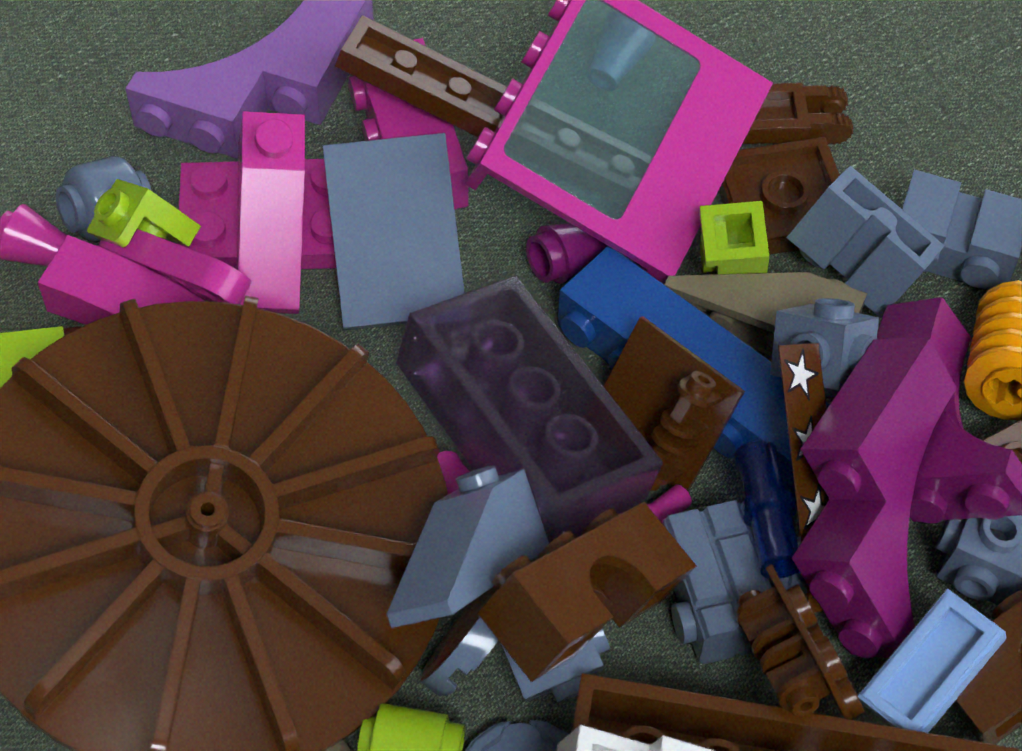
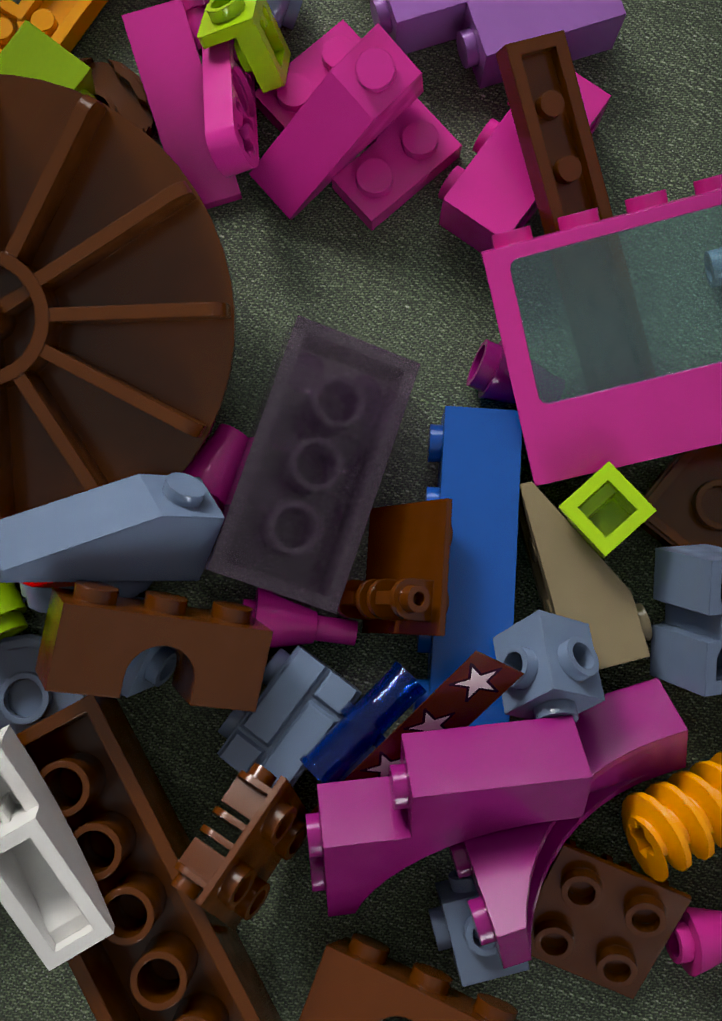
camera: 55 degrees right, 25 degrees up
(392, 228) = (401, 230): sand blue tile -> none
(932, 665) = (321, 953): light blue tile -> none

